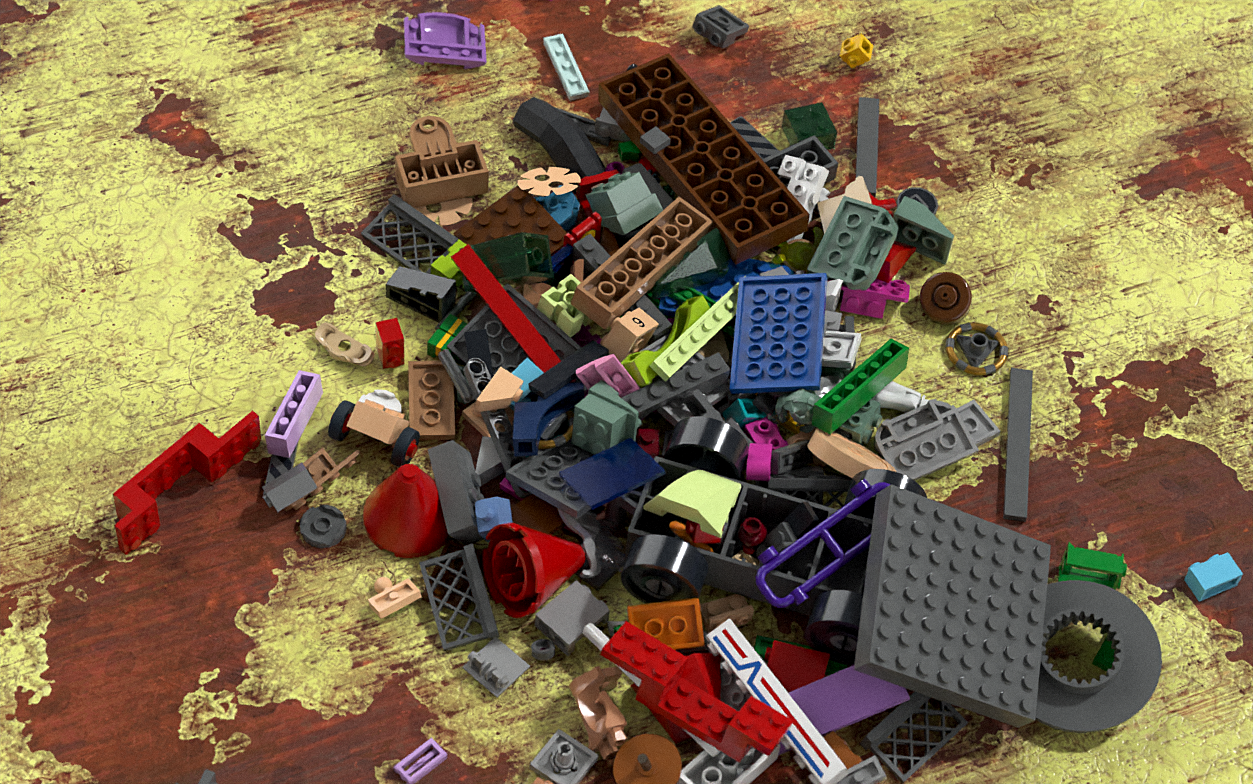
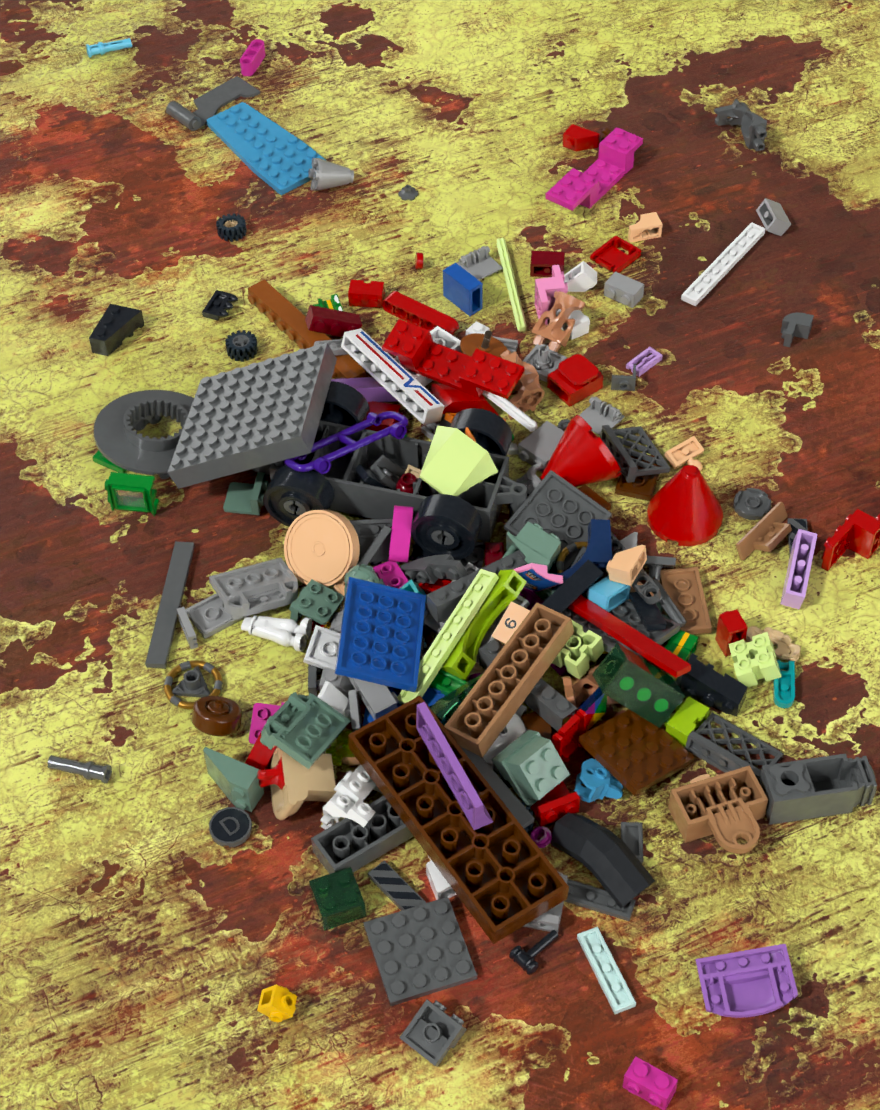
camera: 175 degrees left, 5 degrees down
(288, 487) = (786, 508): dark grey brick -> none
(341, 176) = (816, 787): none -> dark grey piece
(342, 301) = (785, 686): none -> teal plate
(366, 309) = (755, 660): none -> yellowish green brick
(380, 424) = (726, 561): brick -> none
(384, 398) = (727, 601): white tile -> none
(454, 715) = (623, 382): none -> dark grey bracket
(457, 490) = (647, 507): dark grey brick -> none
(463, 429) = (656, 563): none -> dark grey tile
(492, 513) = (616, 487): medium blue torso -> none
(521, 722) = (575, 379): none -> red brick
(527, 161) = (633, 837): none -> dark grey tile
(542, 187) = (602, 811): light nougat piece -> none
(612, 473) = (524, 498): clear blue piece -> none
(655, 140) = (504, 809): dark grey tile -> none
(706, 164) = (451, 768): none -> medium lavender arch
(737, 87) = (419, 951): none -> dark grey plate
(860, 386) = (308, 598): green brick -> none
(867, 142) = (275, 894): dark grey tile -> none
(993, 405) = (187, 628): none -> light grey tile
(1067, 264) = (88, 770): none -> dark grey pin
(1213, 576) = (30, 505): medium azure brick -> none

